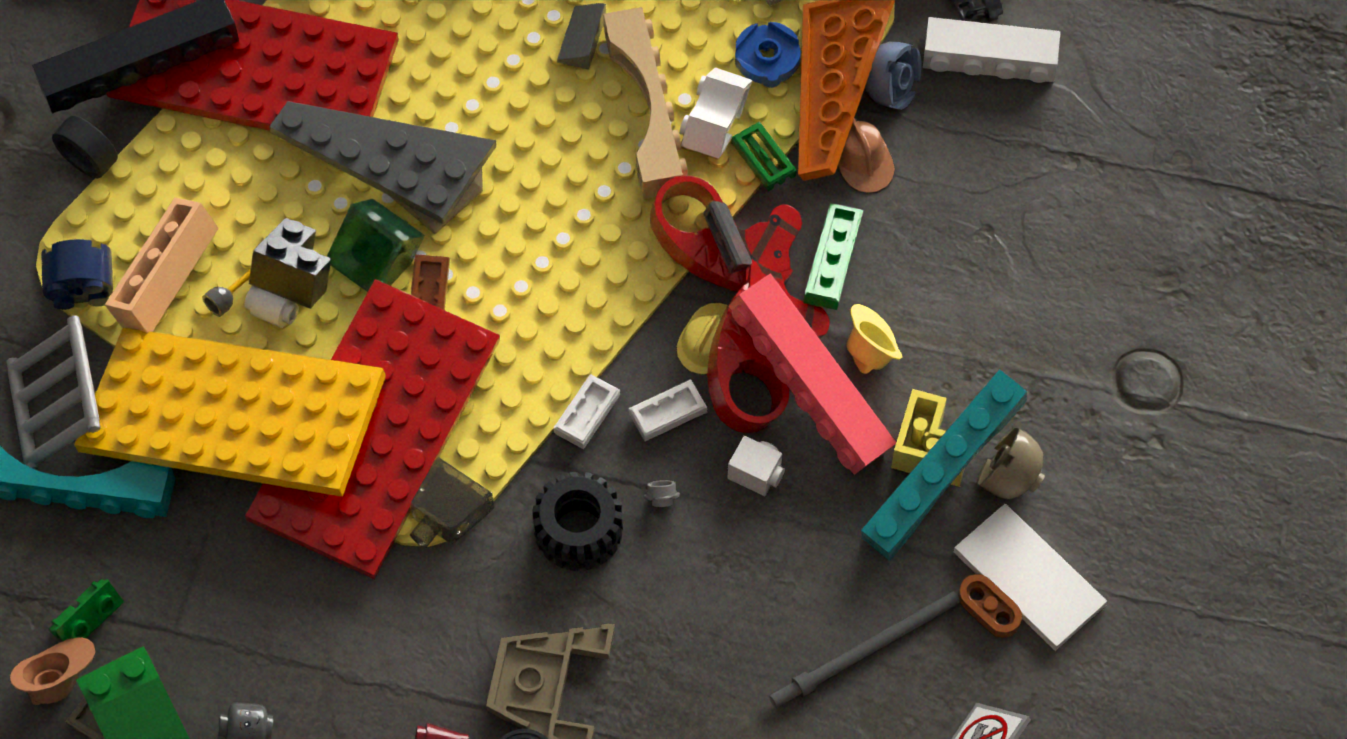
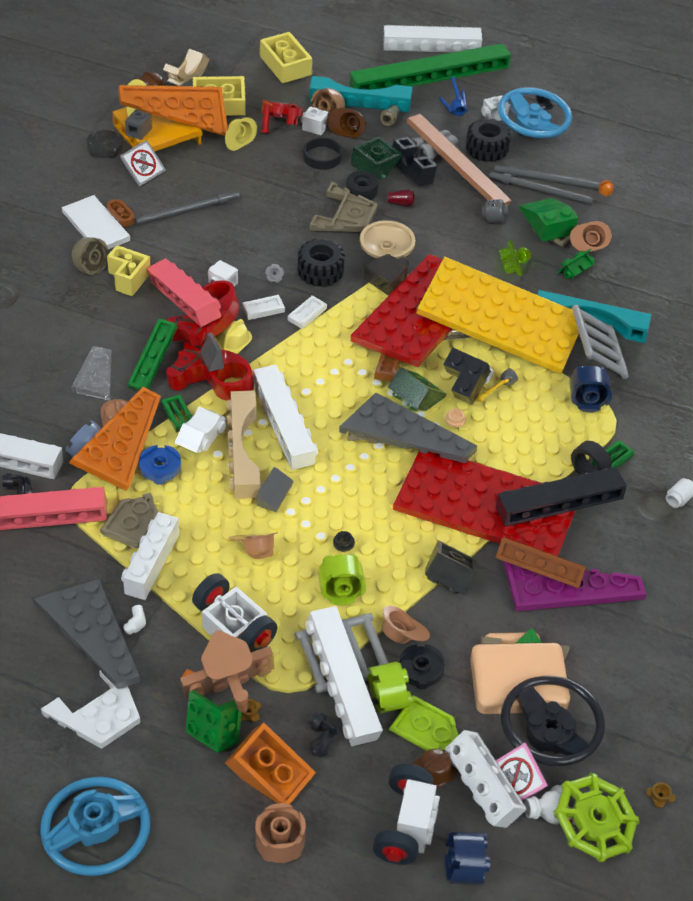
camera: 175 degrees left, 15 degrees down
(52, 195) = (620, 460): none -> green tile
(162, 265) = (541, 389): light nougat brick -> none
(200, 603) = (516, 257): none -> clear neon green hips
(307, 207) = (455, 418): none -> light nougat plate
(452, 571) = (387, 238): none -> tan dish
(590, 162) = (284, 417): none -> white brick
(871, 340) = (142, 317): light yellow piece -> none
(922, 229) = (95, 374): none -> clear wing
(943, 463) = (94, 258): teal arch -> none

